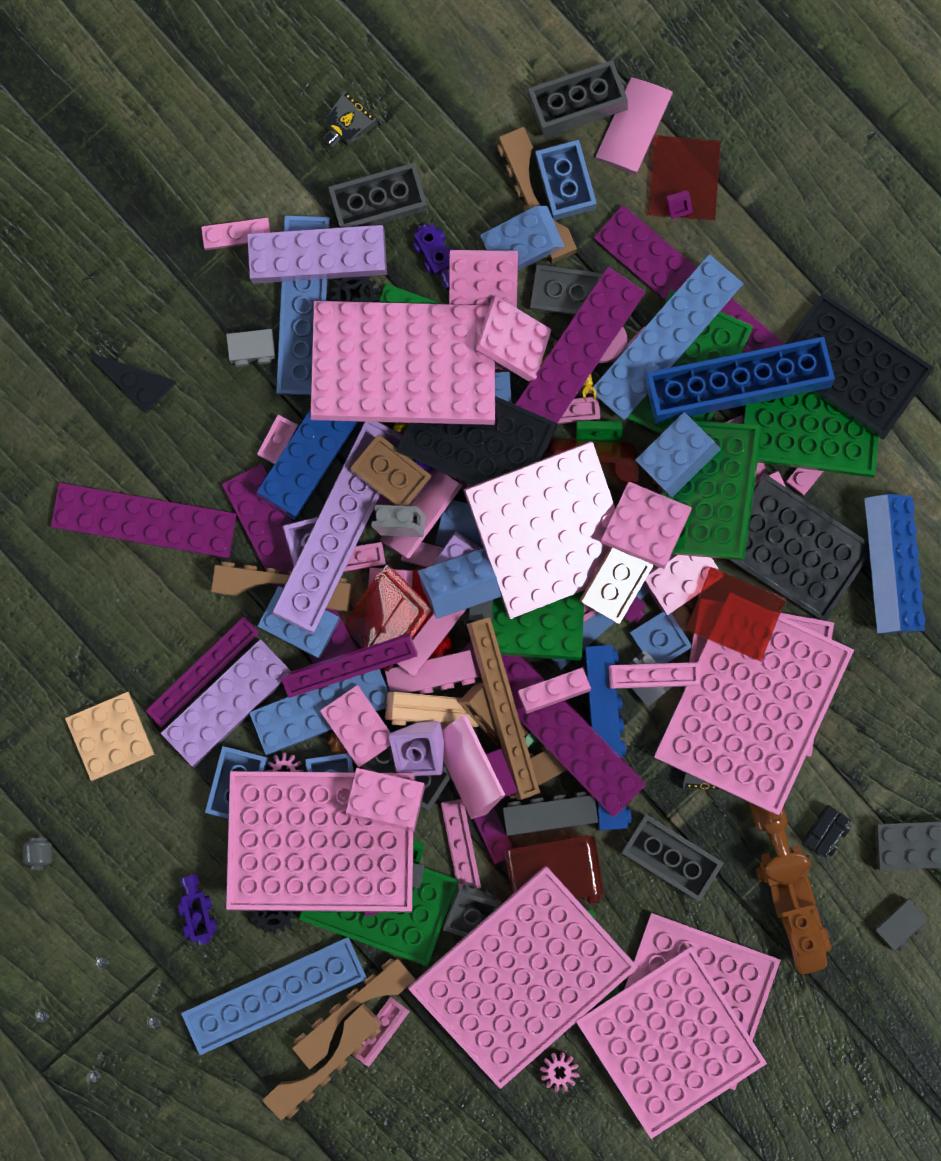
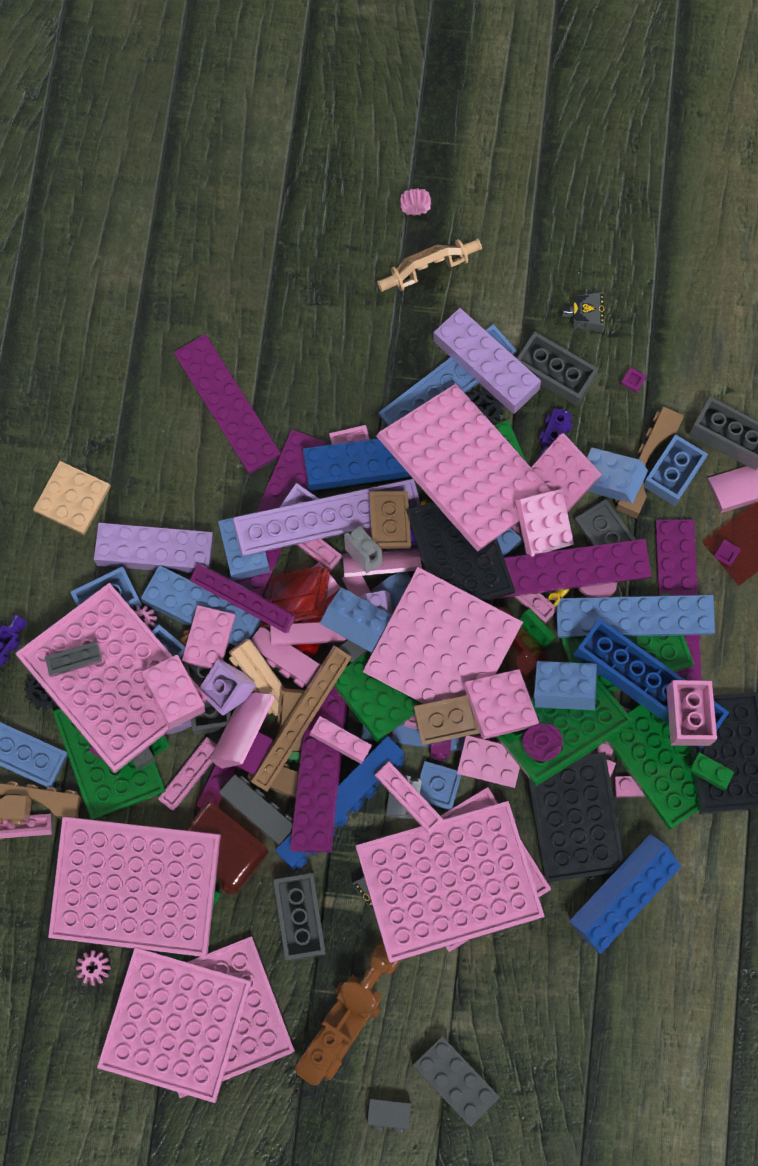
camera: 50 degrees right, 10 degrees down
(102, 179) = (415, 201): none -> bright pink gear
(140, 385) = (309, 332): black wing -> none
(167, 218) = (420, 261): none -> light nougat plate
(202, 672) = (162, 518): magenta plate -> none
(232, 233) = (451, 303): bright pink plate -> none
(234, 581) = (236, 487): medium nougat arch -> none
(251, 347) = (393, 374): light grey brick -> none
(278, 862) = (73, 659): none -> dark grey hinge
(448, 139) = (633, 380): none -> magenta plate
(470, 908) = (152, 812): dark grey plate -> none
(711, 520) = (542, 742): none -> magenta tile
(735, 614) = (497, 816): clear red piece -> none
(800, 371) = (691, 713): none -> bright pink brick
(827, 831) = (408, 1007): black brick -> none
(857, 397) = (711, 771): none -> green plate

